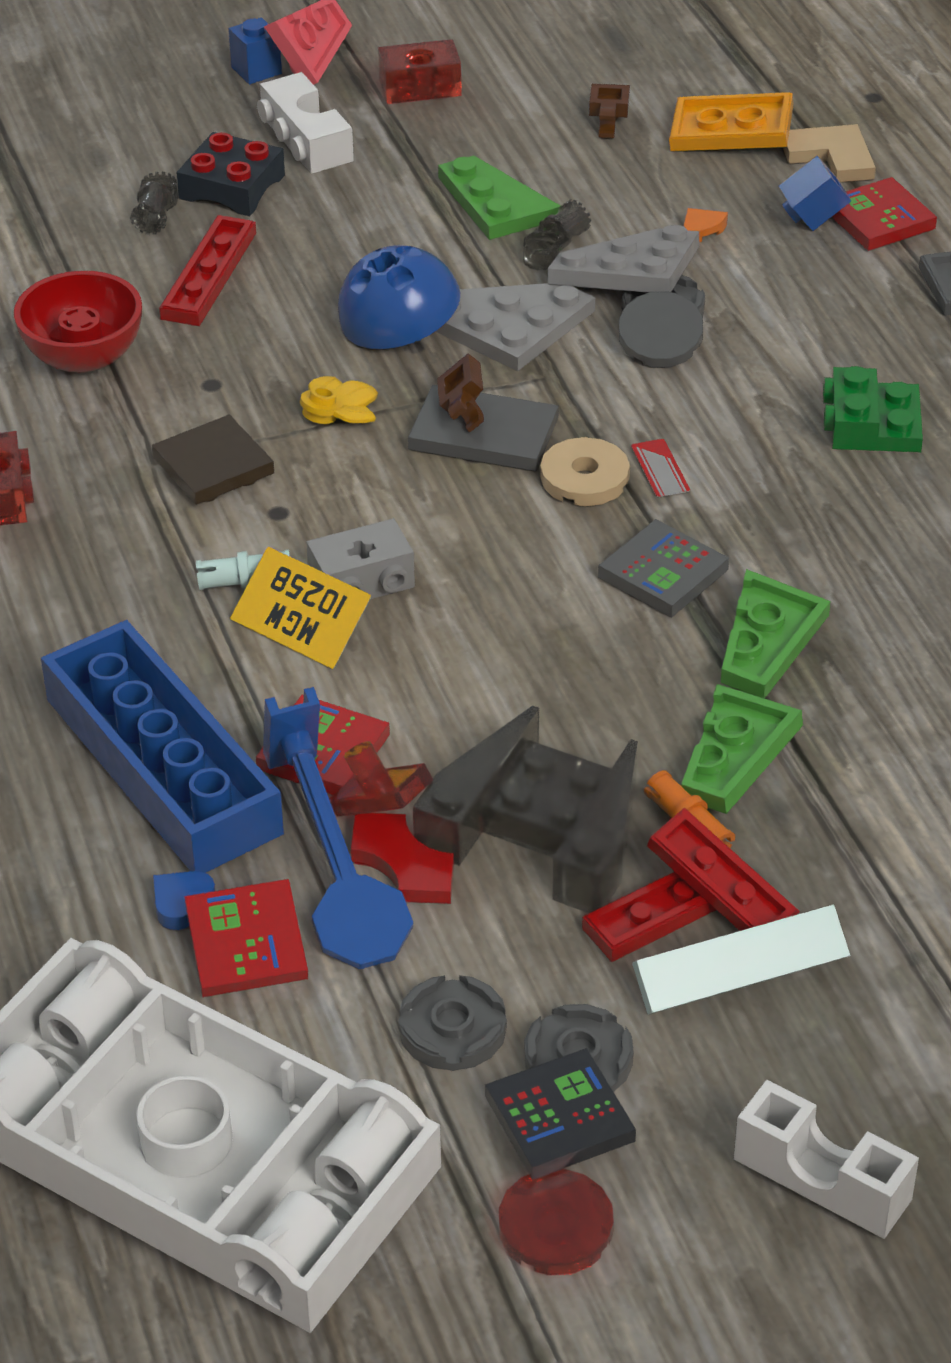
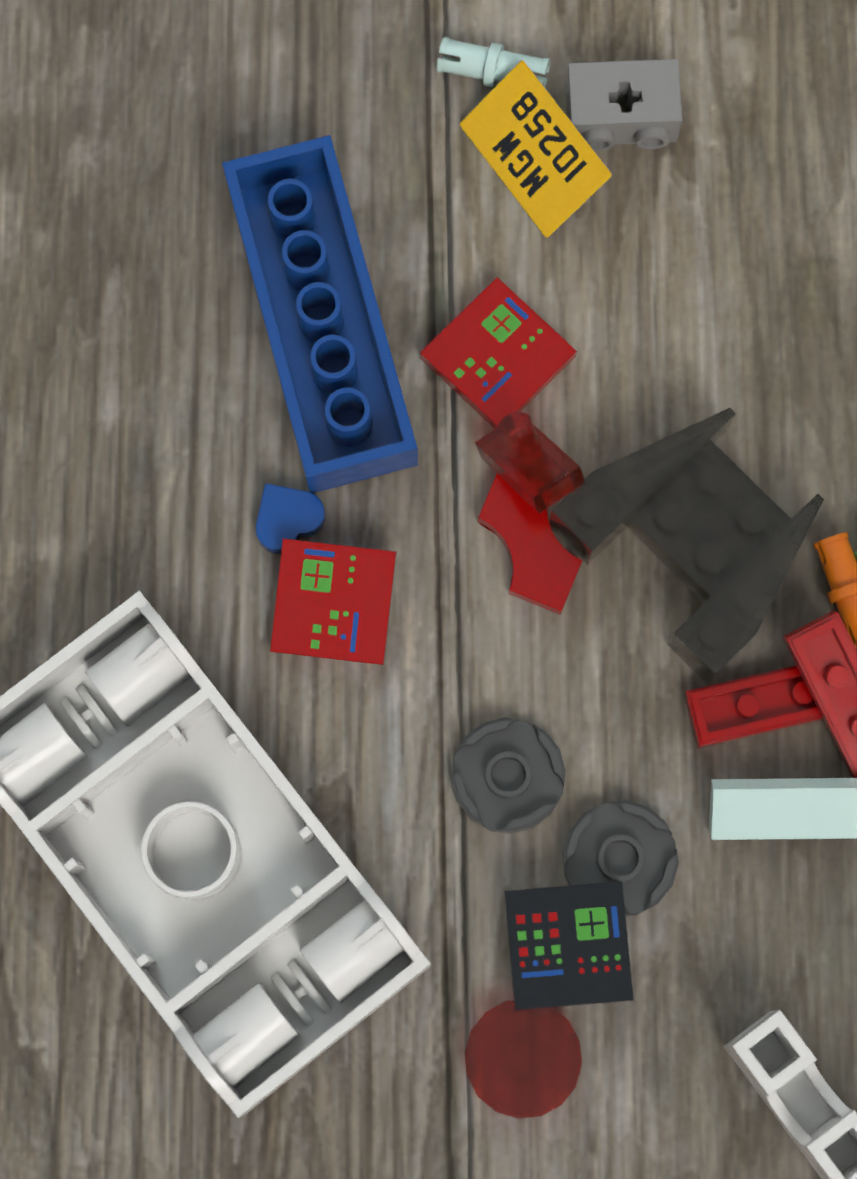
camera: 20 degrees right, 35 degrees up
(358, 915) = (458, 611): blue piece -> none

